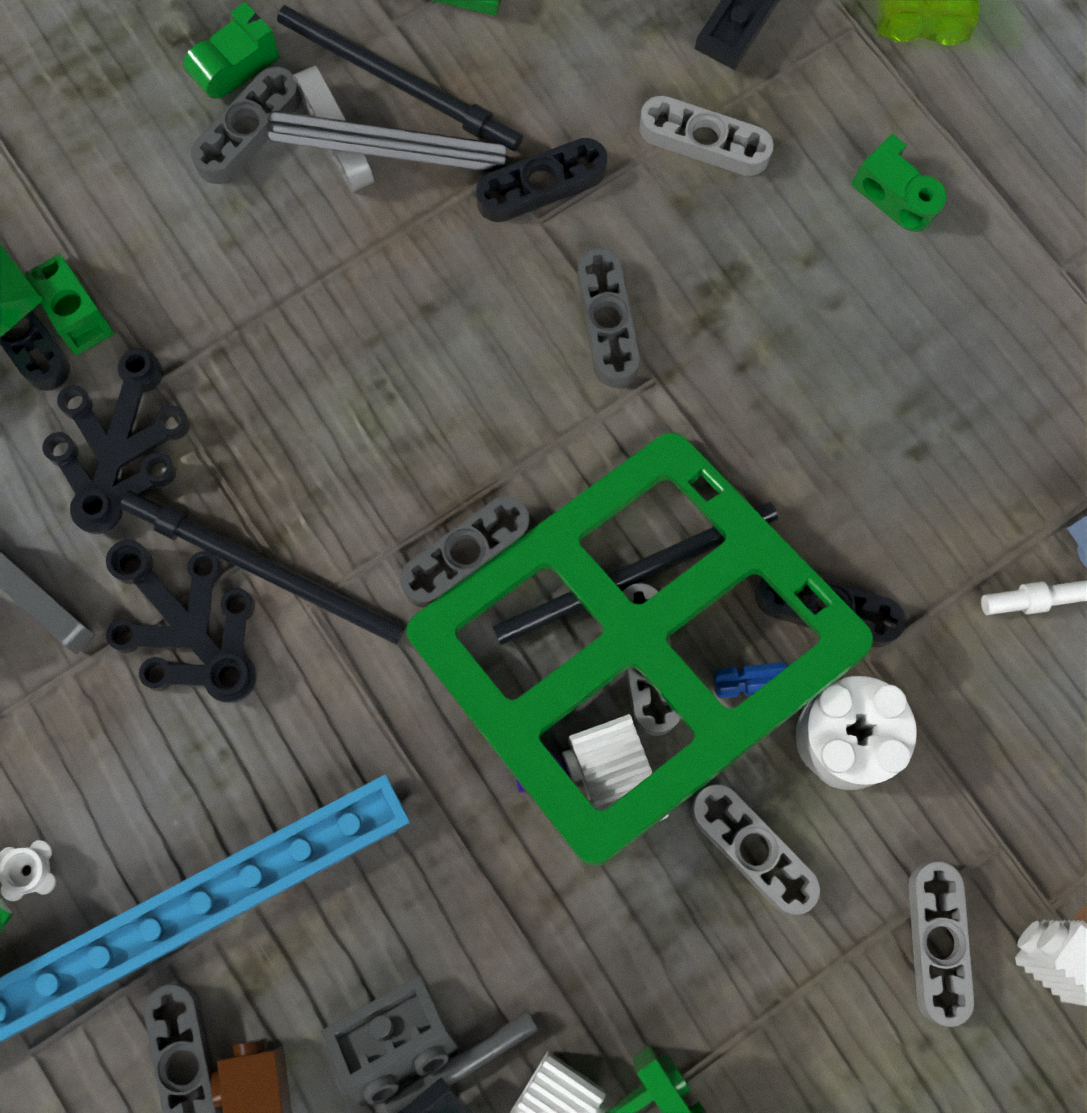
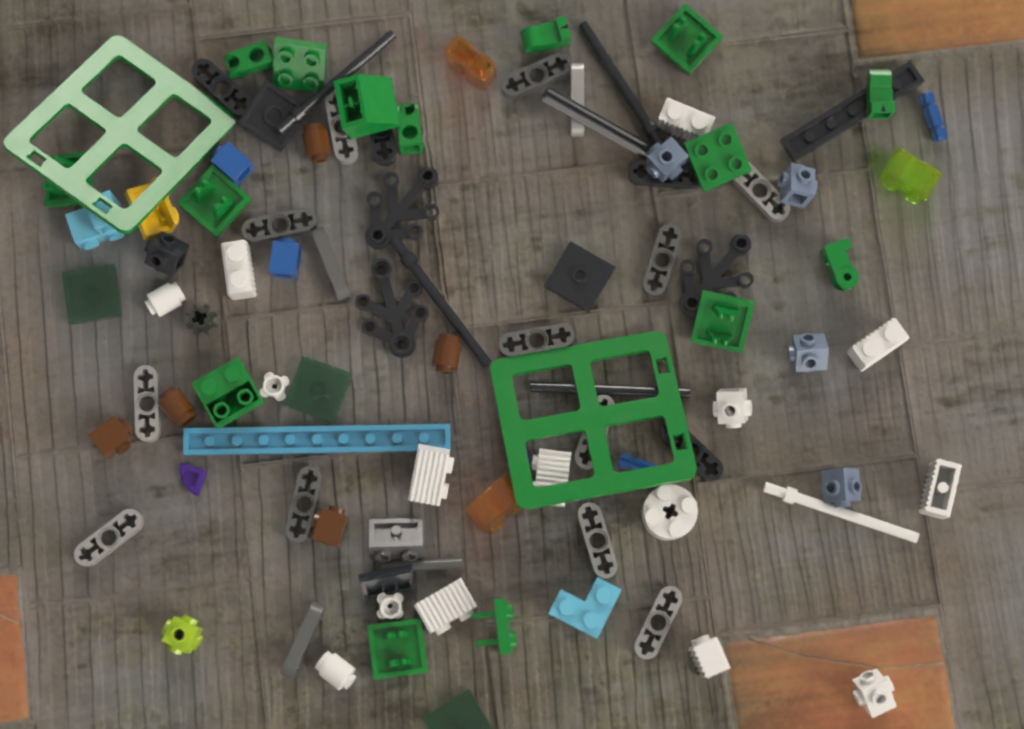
camera: 30 degrees right, 5 degrees up
(111, 835) = (318, 389): none -> clear green plate
(120, 146) = (465, 60): none -> clear orange brick
(317, 651) = (446, 353): none -> reddish brown brick
(393, 888) = (429, 475): none -> white brick
(484, 409) = (579, 277): none -> black plate
(530, 81) = (684, 120): none -> white brick
(532, 144) = (666, 160): none -> sand blue brick
(540, 884) = (494, 505): none -> clear orange brick
(612, 102) = (717, 157): none -> green plate
(707, 307) = (712, 278): none -> black plant
(764, 363) = (722, 321): none -> green plate
(765, 92) = (797, 185): none -> sand blue brick
(817, 995) = (586, 615): none -> medium azure brick
(848, 483) = (736, 398): none -> white brick
(935, 344) = (809, 352): none -> sand blue brick
(1034, 279) = (877, 344): none -> white brick

